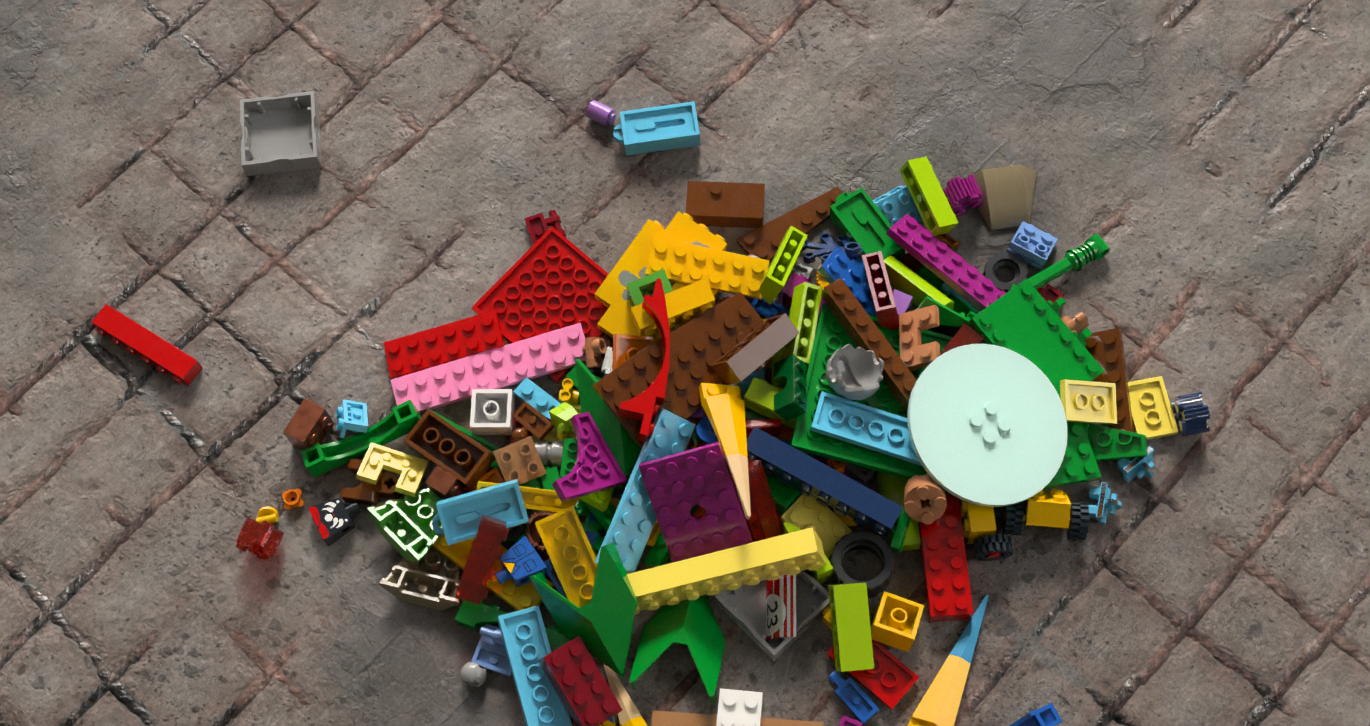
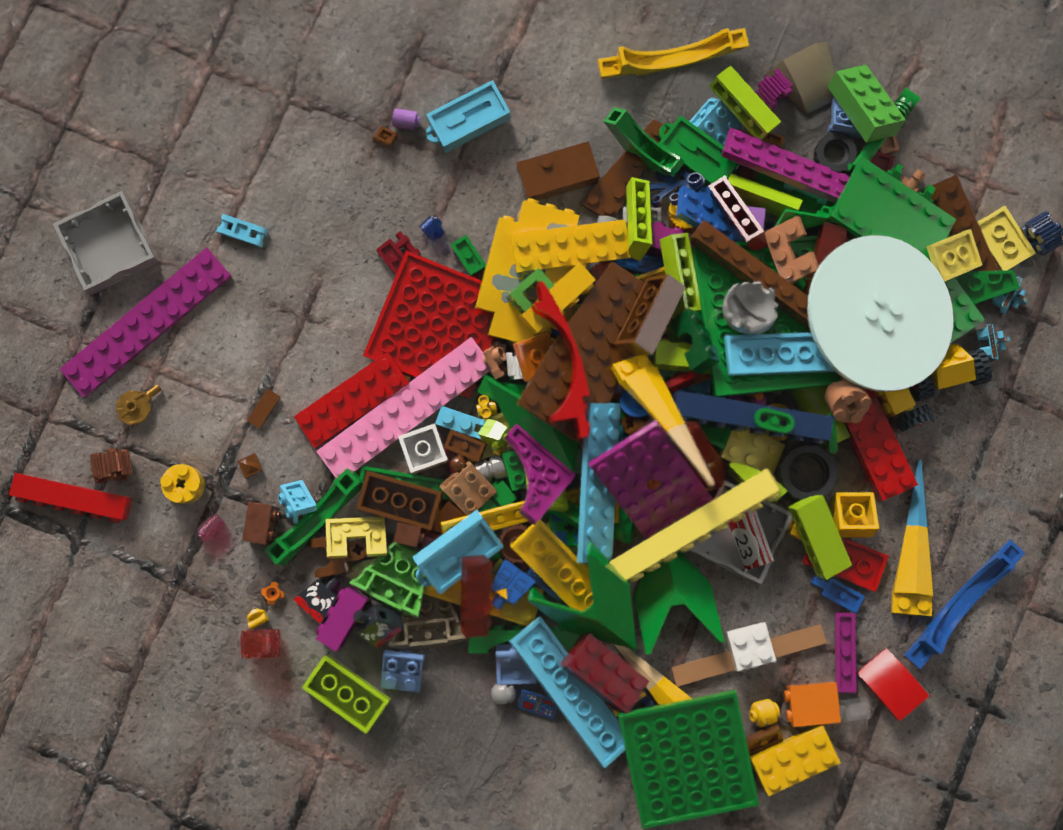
camera: 25 degrees left, 15 degrees up
(195, 327) = (111, 466): none -> copper brick
(243, 283) = (135, 406): none -> pearl gold piece
(253, 368) = (193, 484): none -> yellow brick
(261, 417) = (211, 528): none -> clear pink brick
(284, 215) = (145, 323): none -> magenta plate
(320, 617) = (346, 693): none -> lime brick
(324, 374) = (250, 465): none -> reddish brown tile
(348, 542) = (340, 618): none -> magenta brick
(359, 326) = (263, 408): none -> reddish brown piece
(377, 557) = (378, 624): none -> black torso
(383, 615) = (402, 670): none -> medium blue plate
(408, 163) = (242, 230): none -> medium azure plate
(503, 698) = (537, 704): none -> slope
(575, 124) = (385, 138): none -> reddish brown tile
(586, 216) = (432, 228): none -> clear blue plate
(609, 250) = (468, 255): none -> green plate
(812, 199) = (637, 141): none -> green arch
(840, 485) = (773, 420): none -> green plate
(848, 134) = (645, 62): none -> yellow slope
(1049, 233) = (866, 103): none -> bright green brick
(1064, 283) = (890, 145): none -> nougat tile

